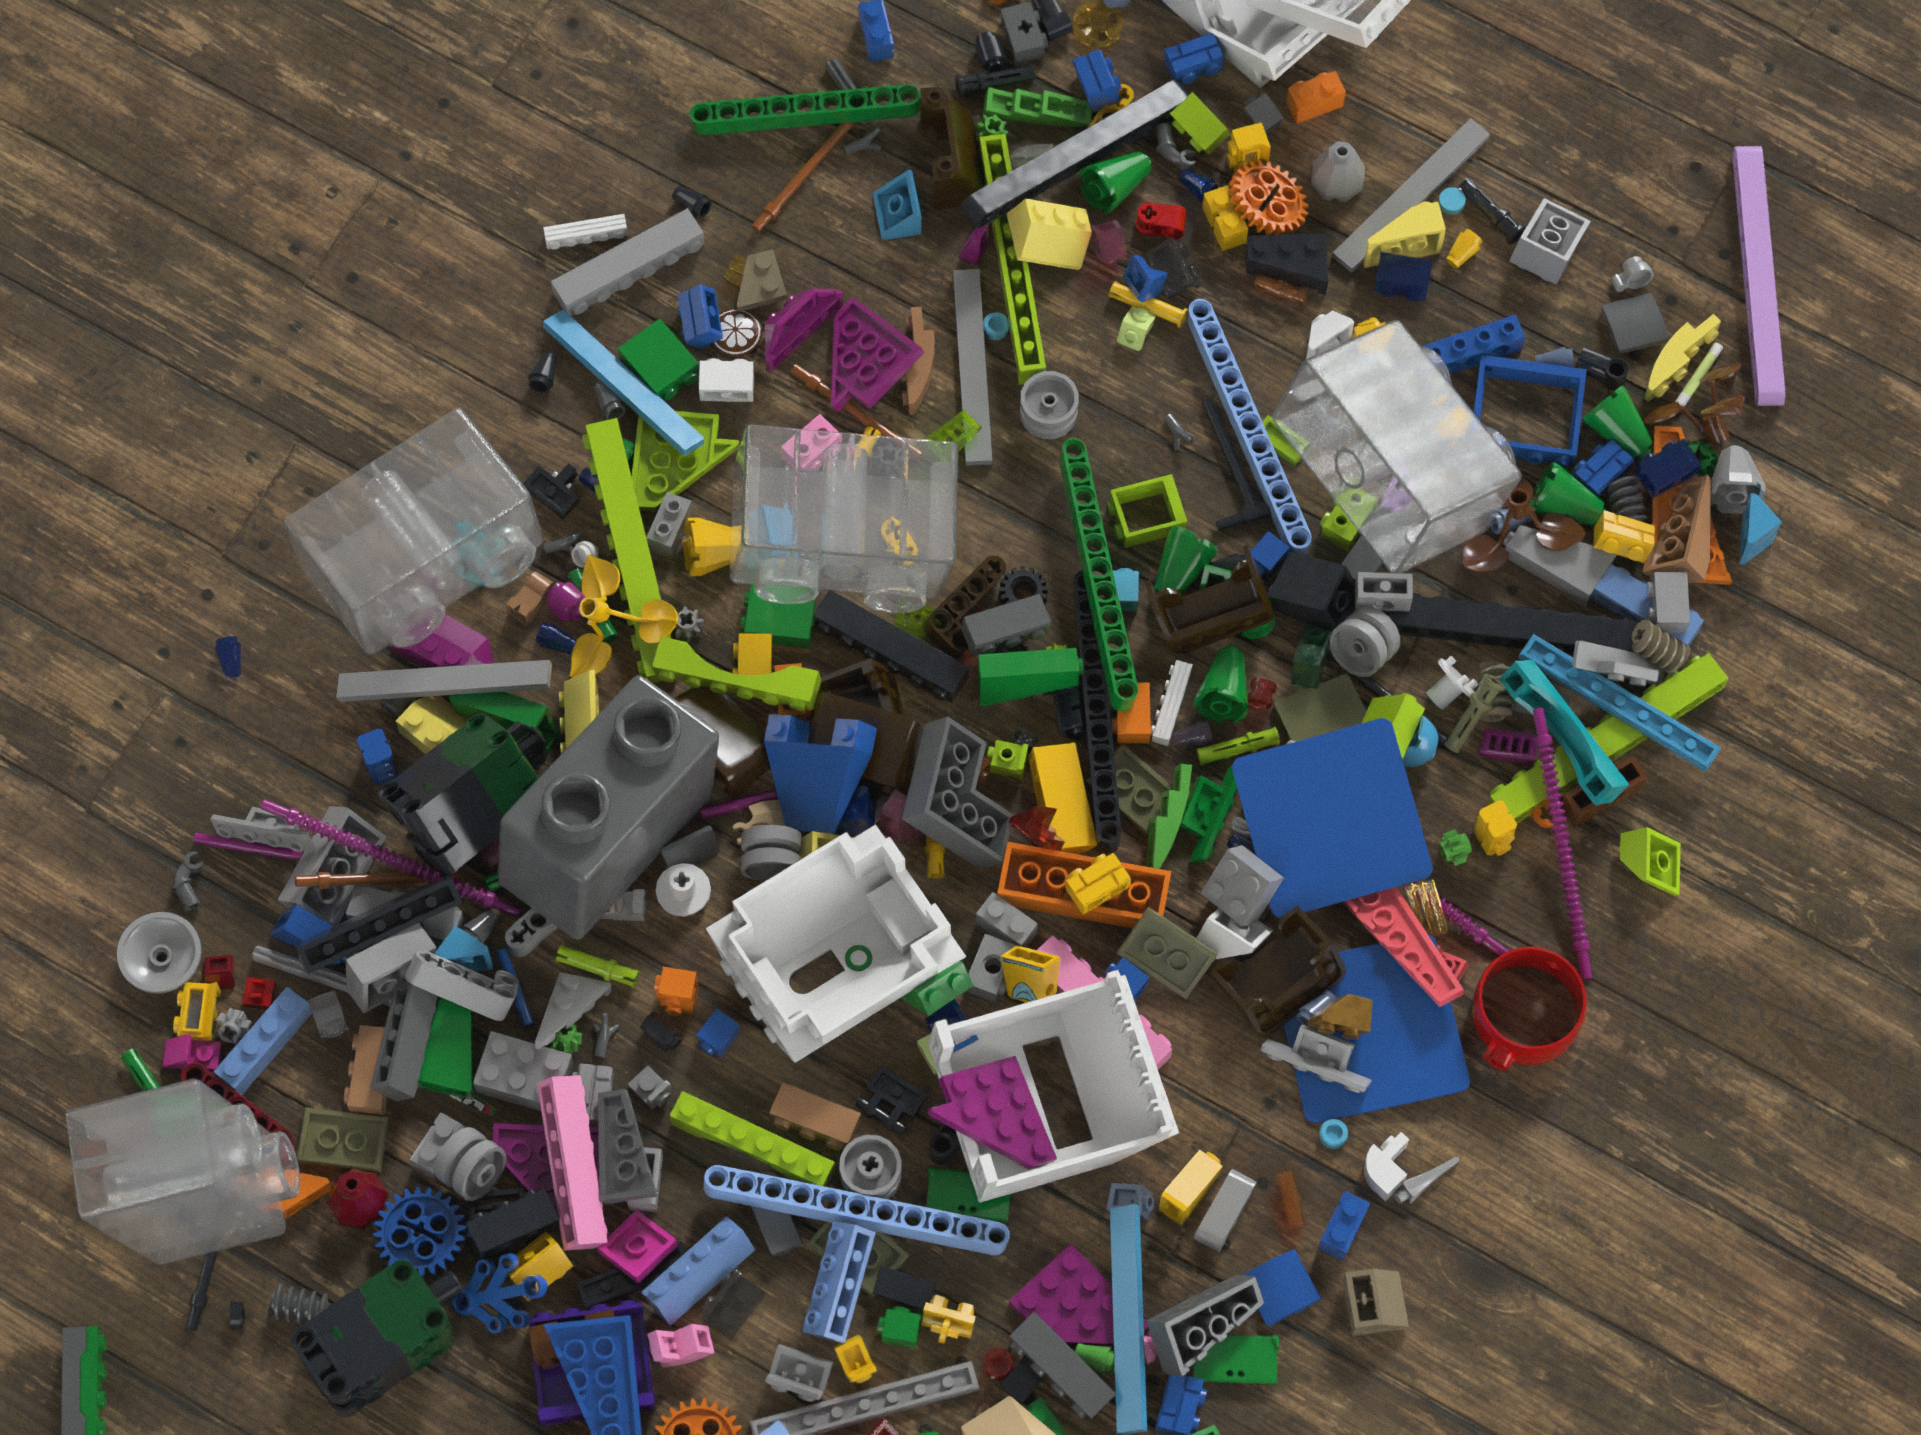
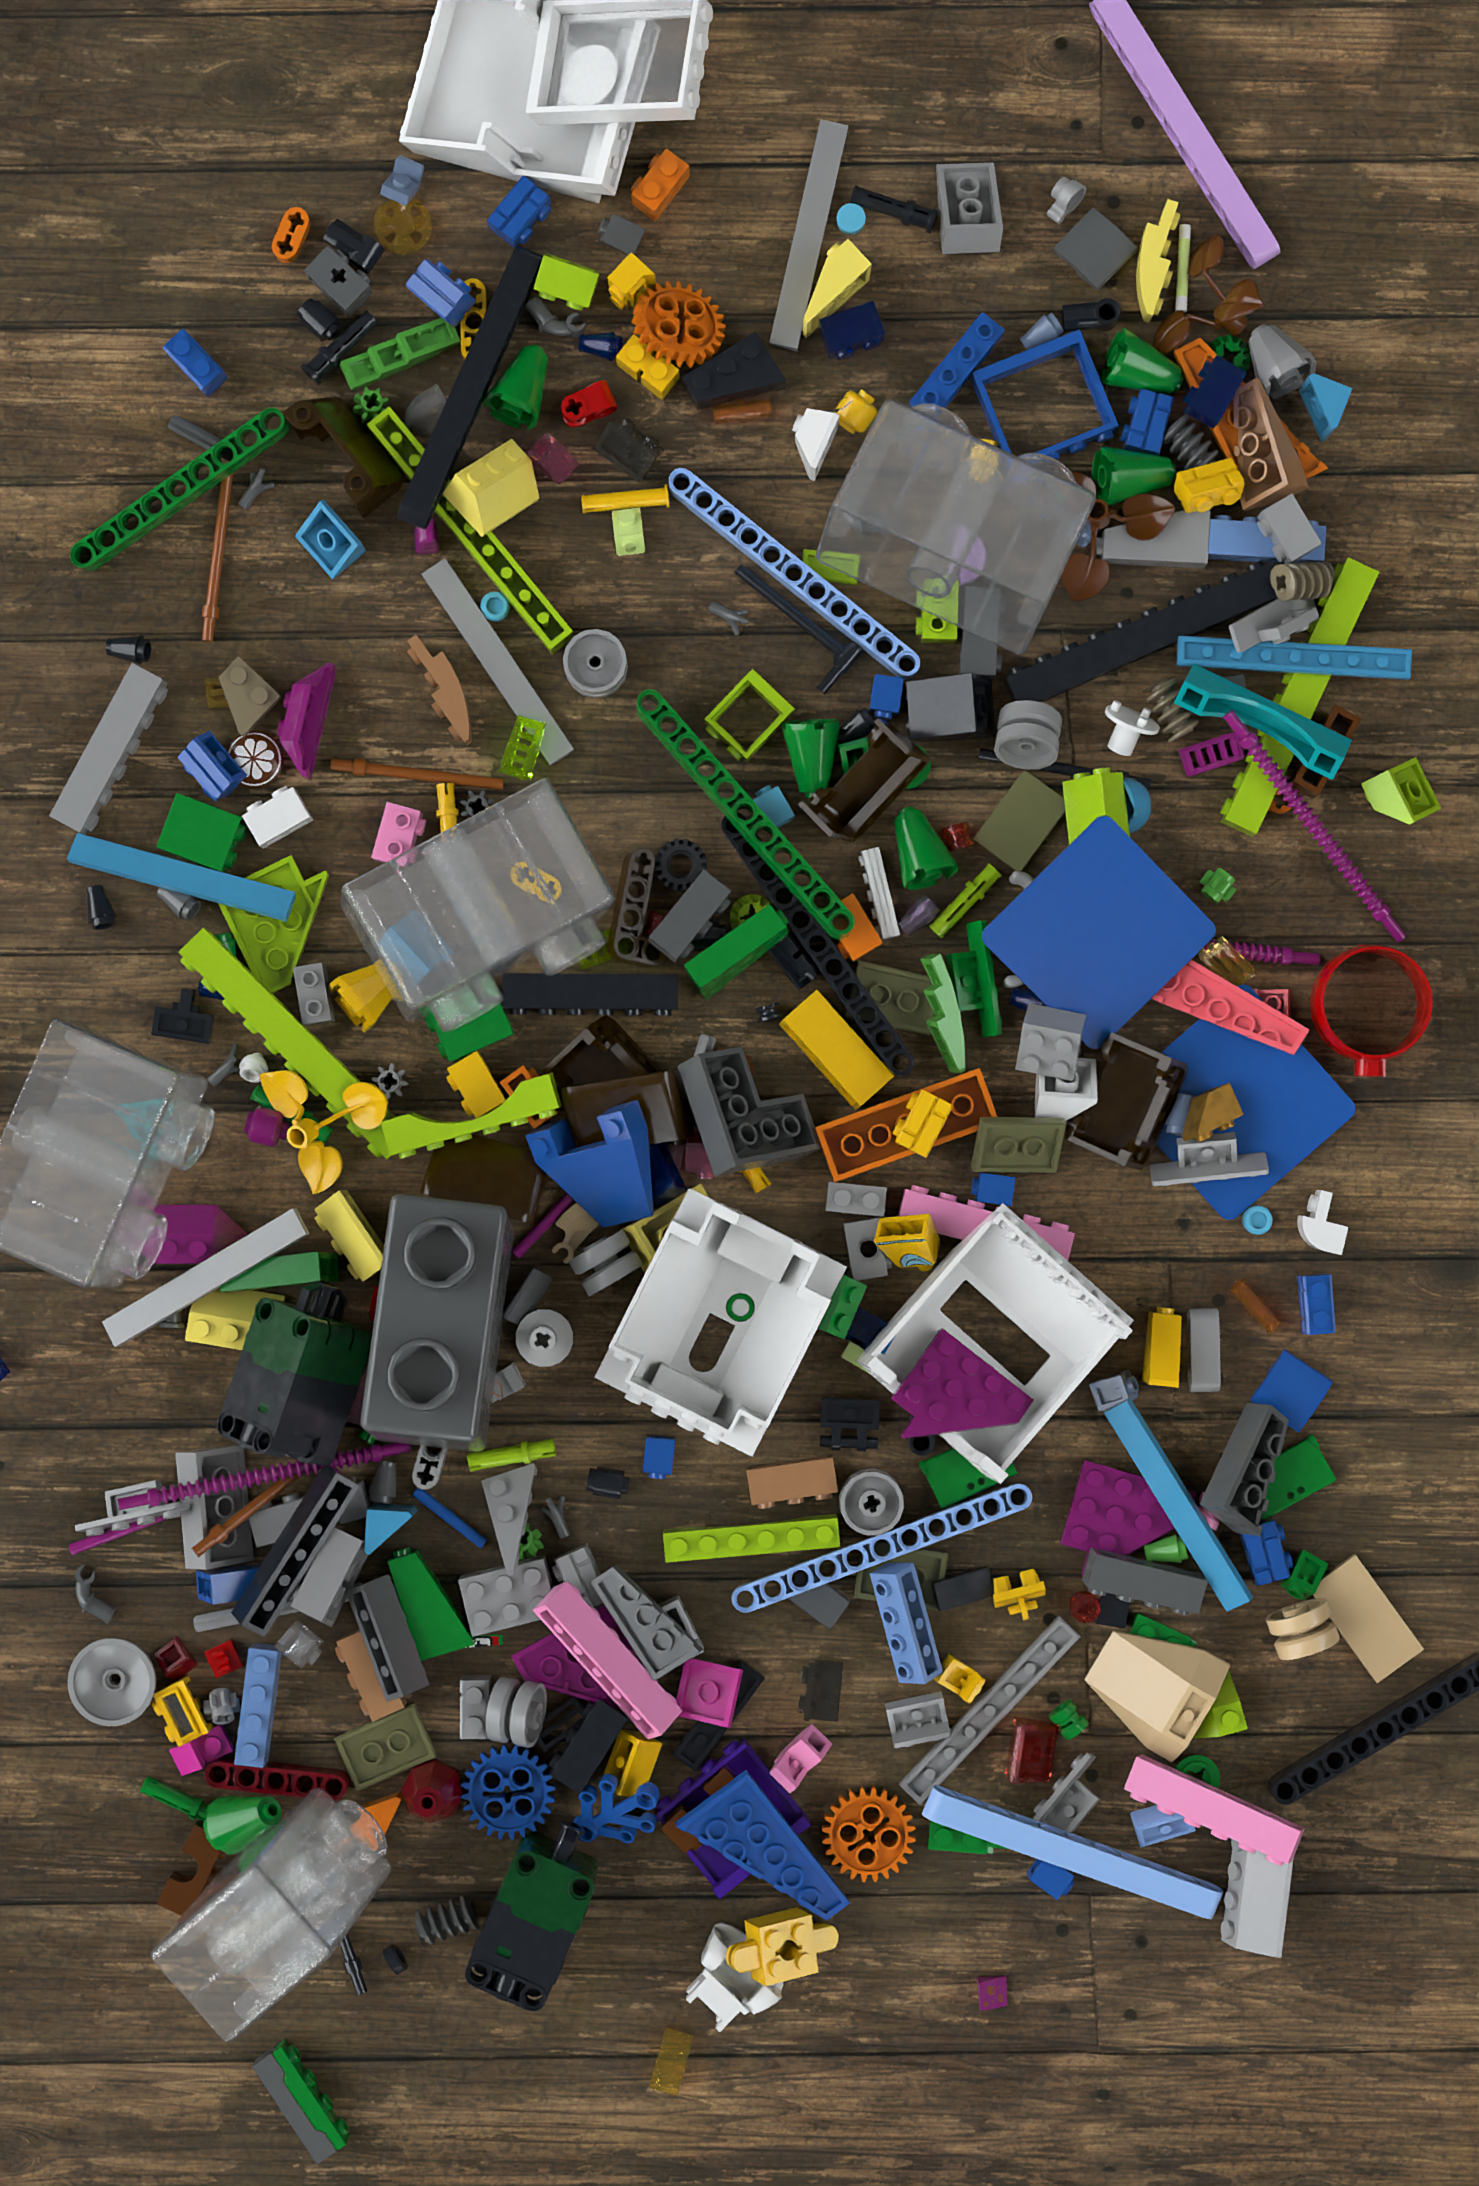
camera: 30 degrees left, 20 degrees up
(377, 756) = (190, 1383): blue brick -> none
(463, 985) = (410, 1558): light grey beam -> none
(530, 598) = (229, 1140): medium nougat leg -> none
(554, 638) = (278, 1167): clear blue cone -> none
(585, 231) = (47, 739): white piece -> none
(650, 1088) = (629, 1538): light grey bracket -> none
(677, 991) = (600, 1443): orange brick -> none
(698, 1271) = (775, 1683): medium blue brick -> none
(867, 355) = (395, 714): magenta wing -> none
(899, 1327) = (980, 1626): green brick -> none
(1010, 766) = (773, 1032): lime brick -> none
(1036, 826) = (835, 1100): clear red slope -> none
(1142, 280) = (607, 481): blue slope -> none
(1311, 657) = (983, 774): clear green slope -> none
(1338, 173) = (727, 255): light grey cone -> none
(1374, 1301) = (1382, 1357): dark tan slope -> none
(1384, 591) = (1021, 678): light grey brick -> none
(1415, 1186) = (1358, 1225): light grey piece -> none
(1464, 247) = (891, 265): yellow cone -> none
(1483, 704) = (1168, 735): olive pin -> none
(1495, 828) = (1248, 849): yellow brick -> none

